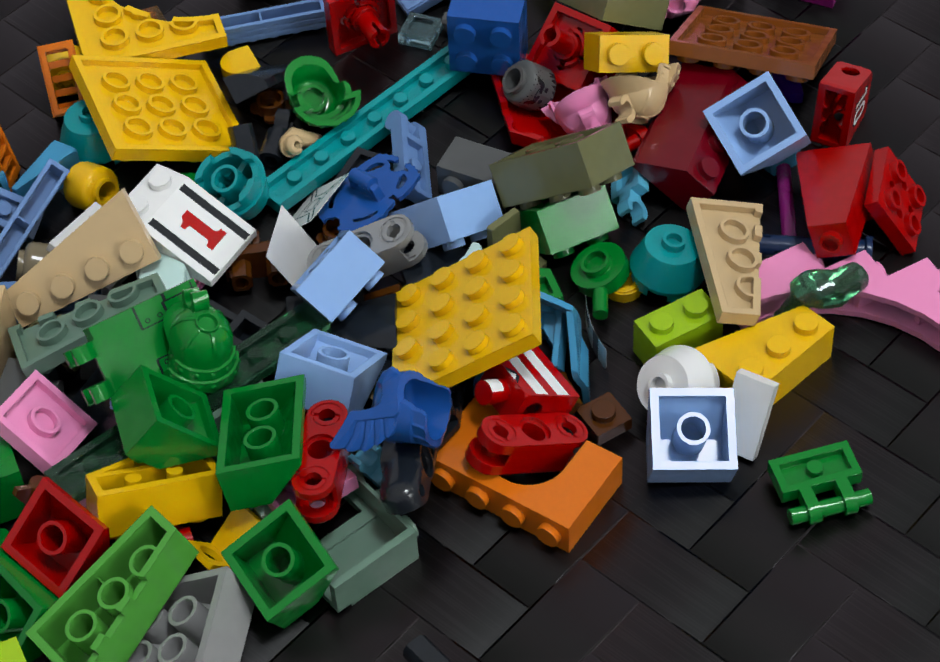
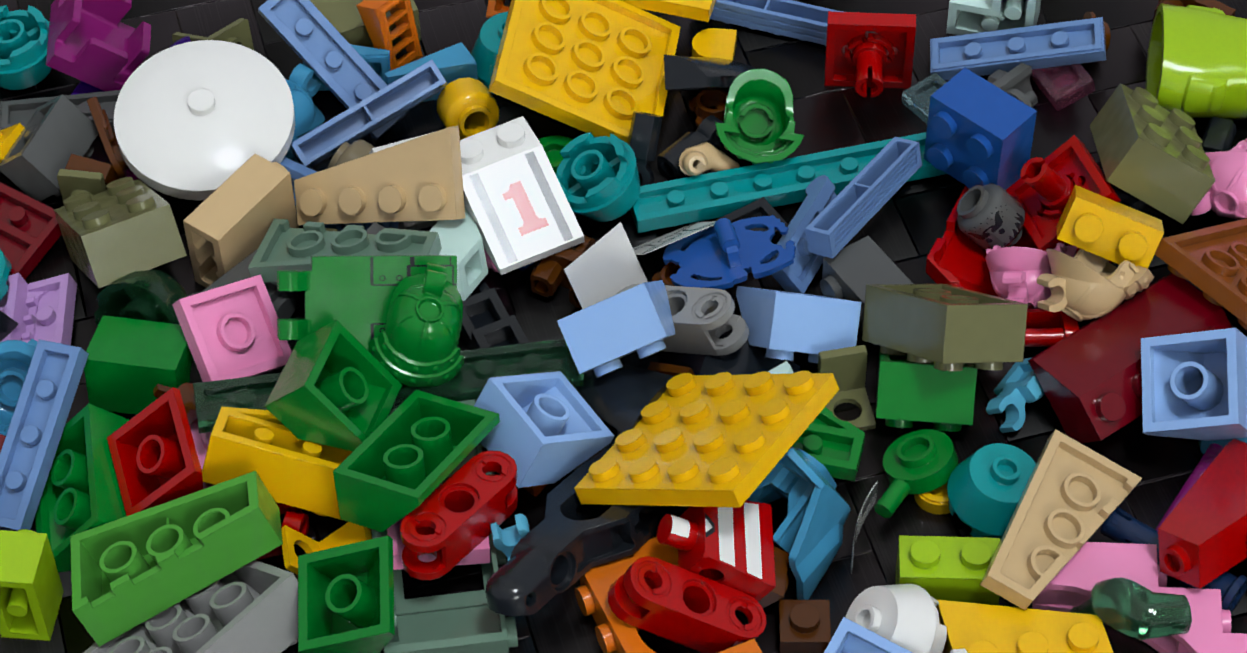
camera: 30 degrees right, 0 degrees up
(404, 411) = (561, 505): blue helmet -> none
(435, 111) = (863, 197): none -> medium blue piece

